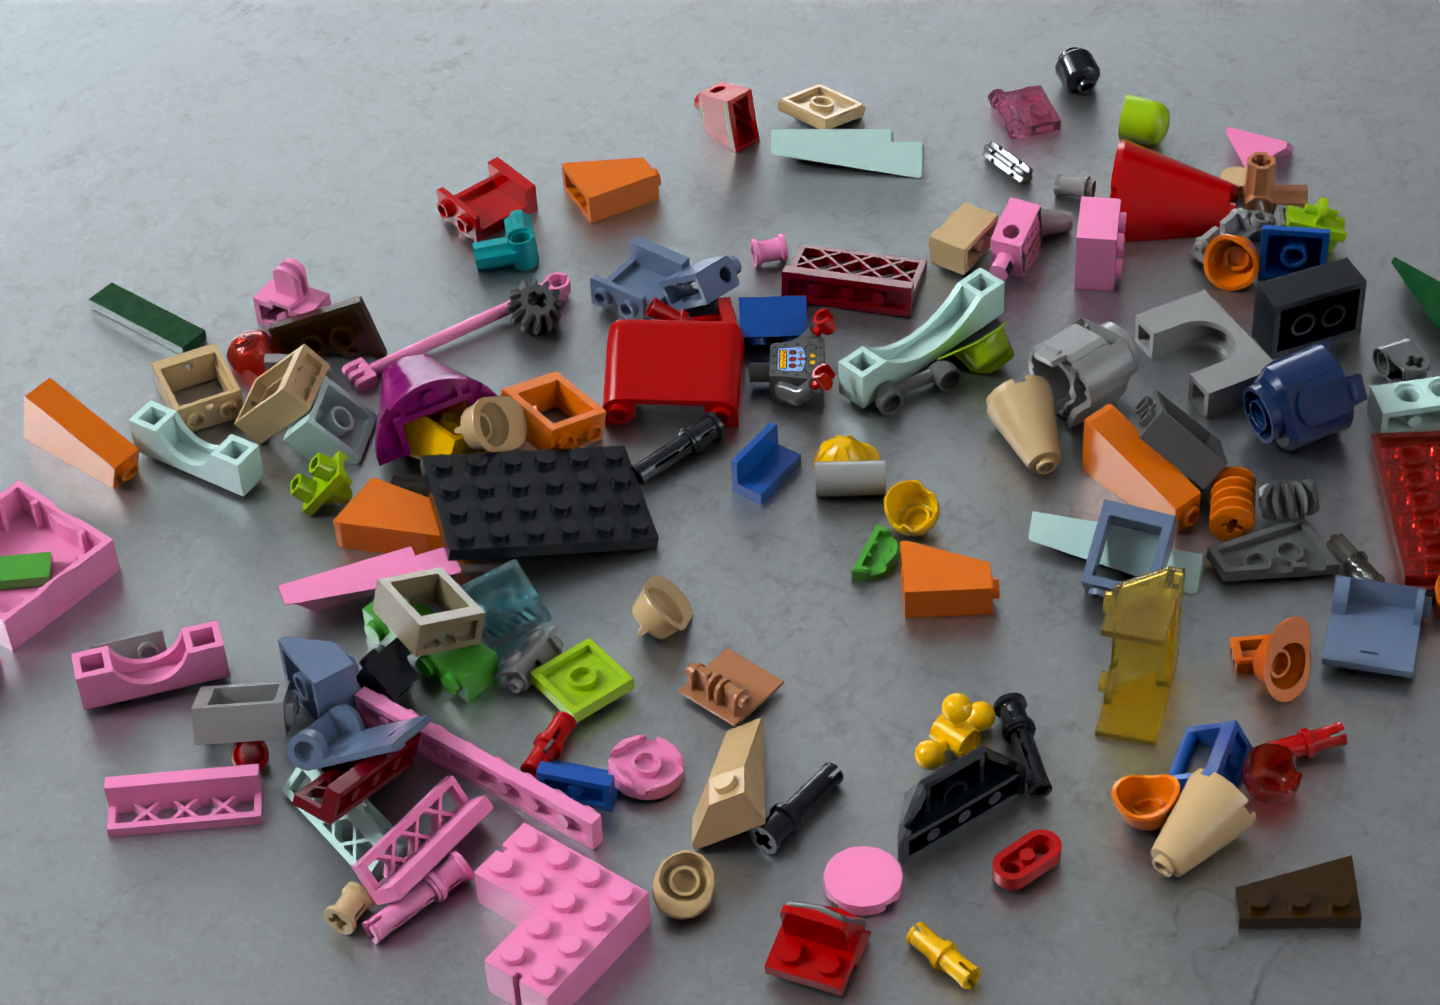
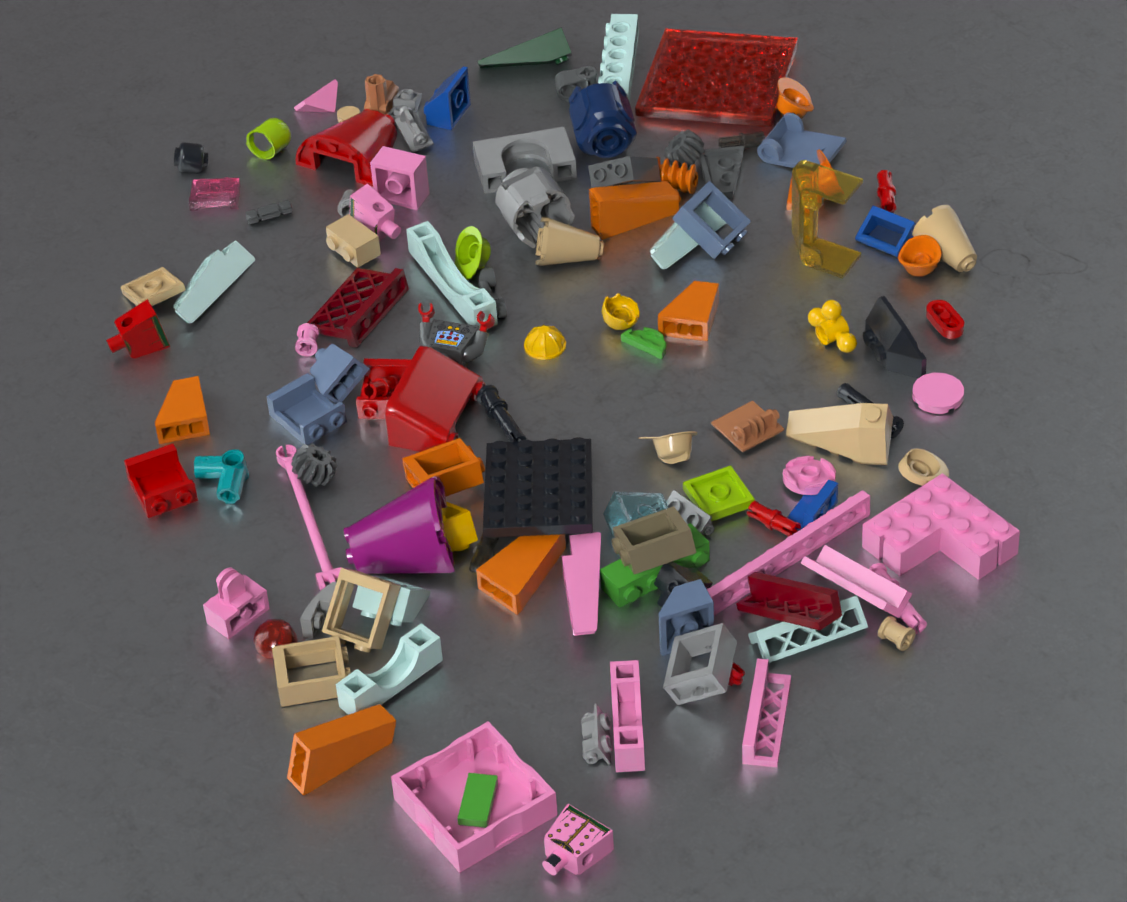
camera: 75 degrees left, 0 degrees up
(147, 319) = (192, 704): dark green tile -> none
(328, 484) = (465, 601): lime hips -> none
(332, 329) = (285, 580): dark brown wing -> none
(342, 738) = (761, 594): sand blue door -> none
(494, 424) = (465, 491): tan piece -> none
(763, 465) = (540, 378): blue panel -> none
(772, 318) = (390, 340): blue slope -> none
(817, 946) = (992, 413): red piece -> none
(850, 478) = (573, 336): light grey pin -> none
(943, 955) = (1010, 367): yellow pin -> none
(1036, 777) = (848, 303): black pin -> none
(1074, 186) = (320, 182): light grey pin -> none
(1231, 262) = (444, 127): orange helmet -> none
(1271, 773) = (912, 208): clear red hair -> none
(1302, 899) = (1004, 220): dark brown wing -> none
(1308, 307) = (511, 99): black brick -> none
(1318, 217) = (426, 84): lime hips -> none

